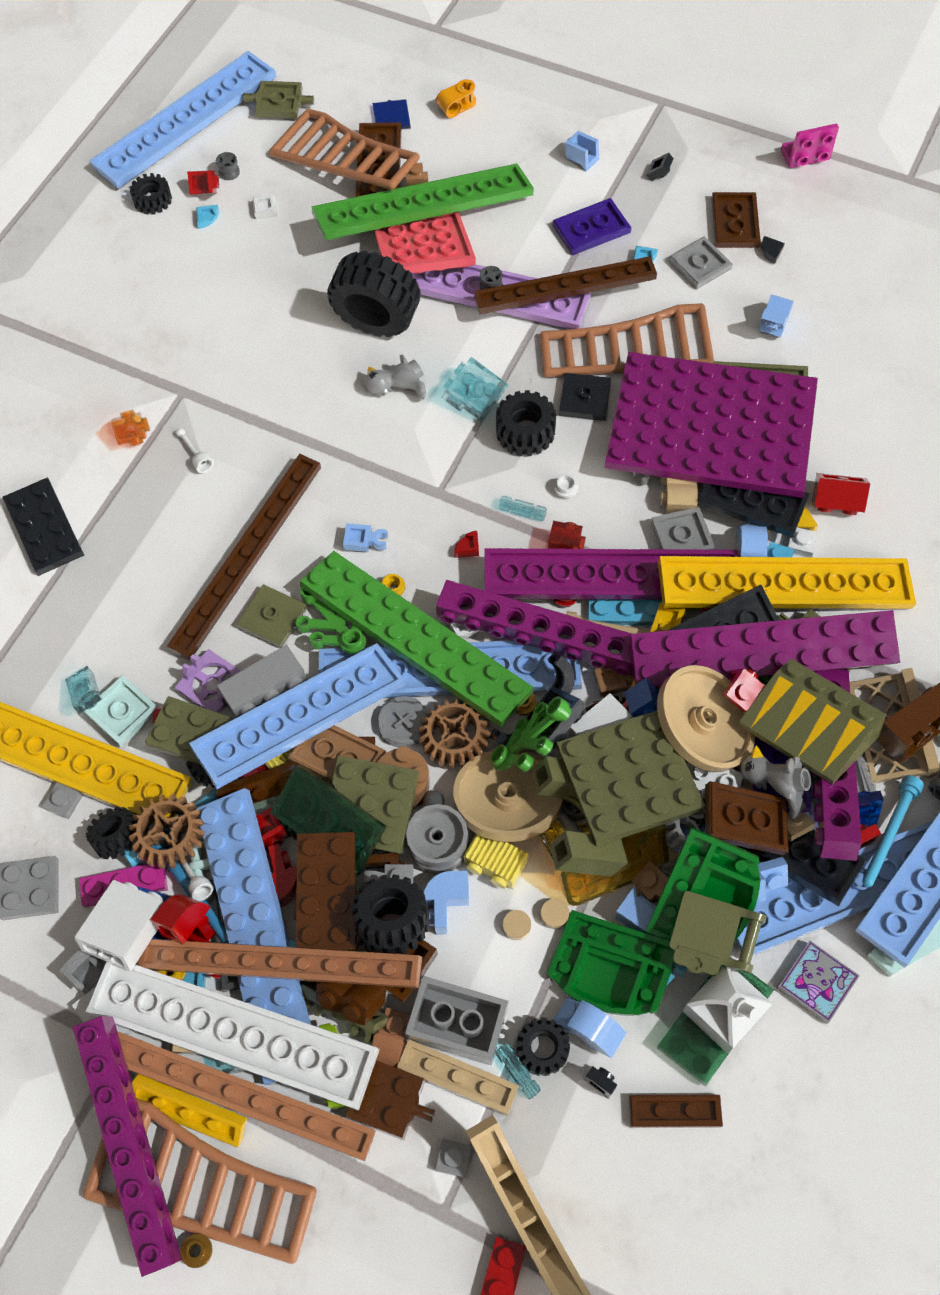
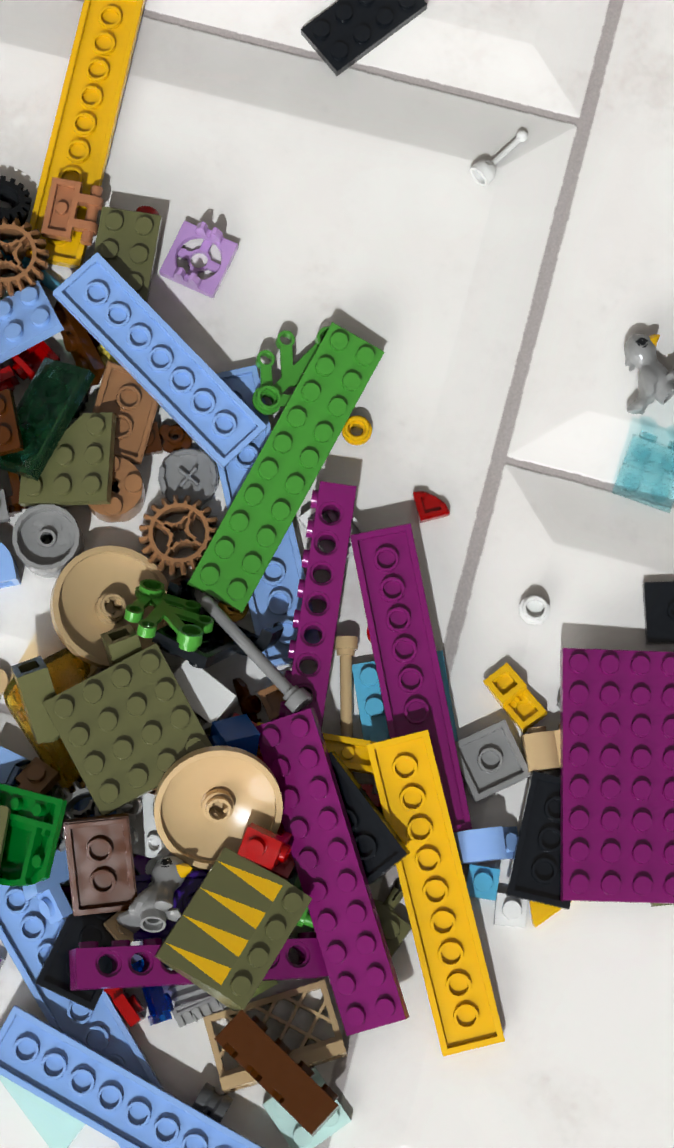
camera: 75 degrees right, 15 degrees up
(62, 800) = (35, 142): light grey plate -> none
(83, 690) = (160, 124): clear light blue plate -> none
(122, 711) = (146, 172): light aqua plate -> none
(126, 435) = (508, 76): clear orange brick -> none
(138, 779) = (62, 211): none -> nougat plate
(243, 557) = (367, 255): reddish brown plate -> none
(262, 681) = (191, 315): light grey brick -> none
(271, 616) = (294, 303): olive plate -> none
(360, 537) = (413, 379): light blue plate -> none
(365, 731) = (171, 444): none -> reddish brown plate
(433, 797) = (98, 529): dark grey hinge -> none
(495, 859) = (34, 614): light yellow brick -> none
(522, 508) = (492, 562): clear light blue axle -> none
(525, 438) = (624, 522): black tyre -> none
(566, 536) = (453, 620): clear red brick -> none
(617, 649) = (295, 697): none -> light grey piece
(634, 512) = (515, 698): none -> yellow slope
(840, 493) = (583, 950): red brick -> none
(910, 789) = (196, 1060): medium azure piece -> none

